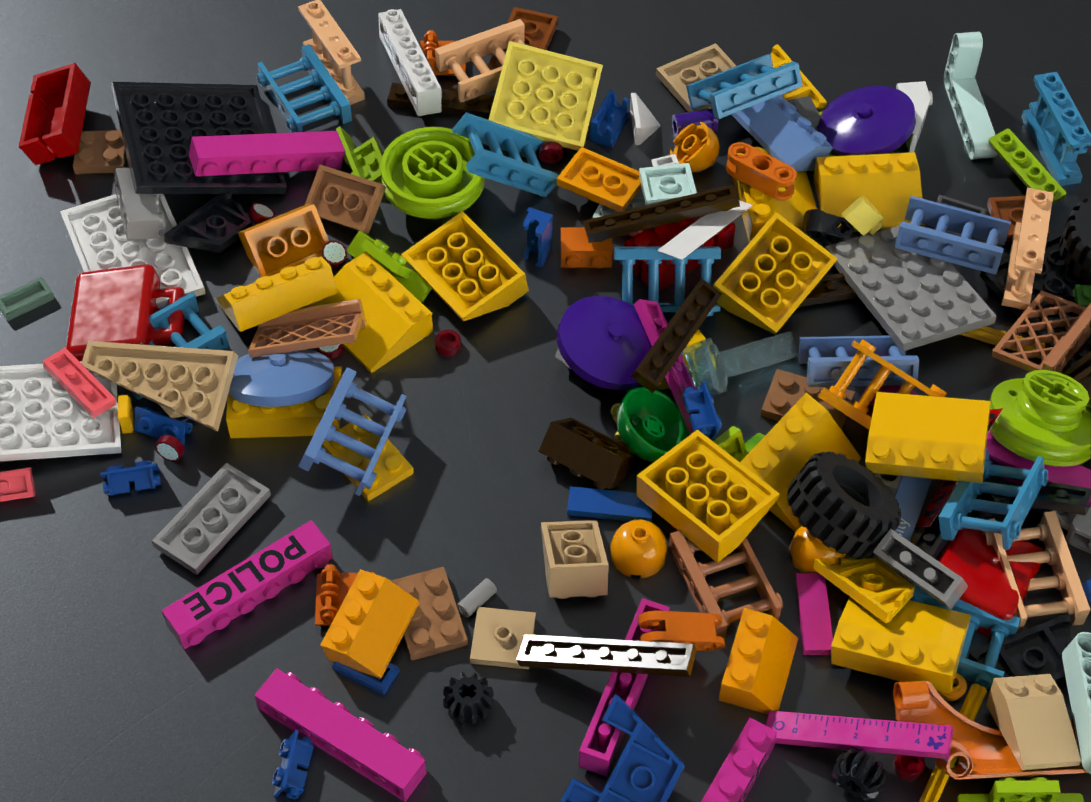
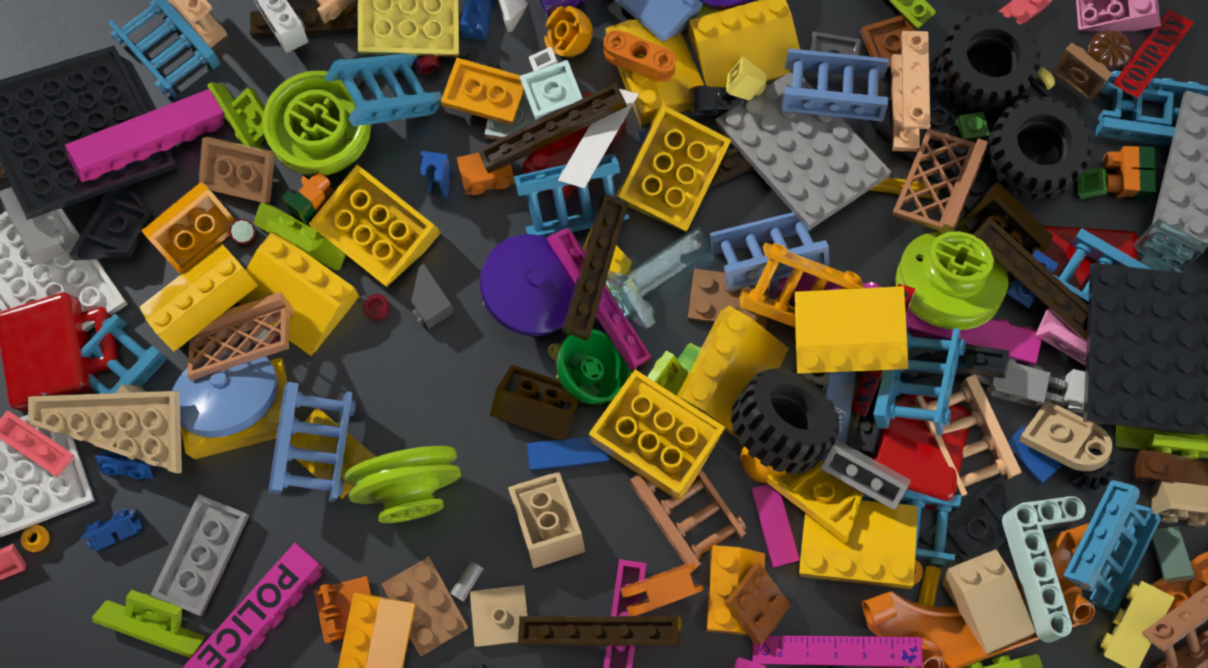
camera: 10 degrees left, 20 degrees up
(54, 477) = (40, 543): none -> light orange plate
(125, 414) = (87, 461): yellow tile -> none
(144, 562) = (150, 622): none -> lime bracket
(169, 448) = (140, 488): tile -> none
(260, 213) = (159, 200): tile -> none
(407, 231) = (309, 198): none -> hips
(439, 474) = (404, 481): none -> lime wheel
(503, 344) = (429, 300): none -> dark grey slope
(638, 548) = (603, 495): light orange cylinder -> none
(702, 402) = (631, 334): blue hinge -> none
(780, 674) = (757, 604): none -> dark orange plate

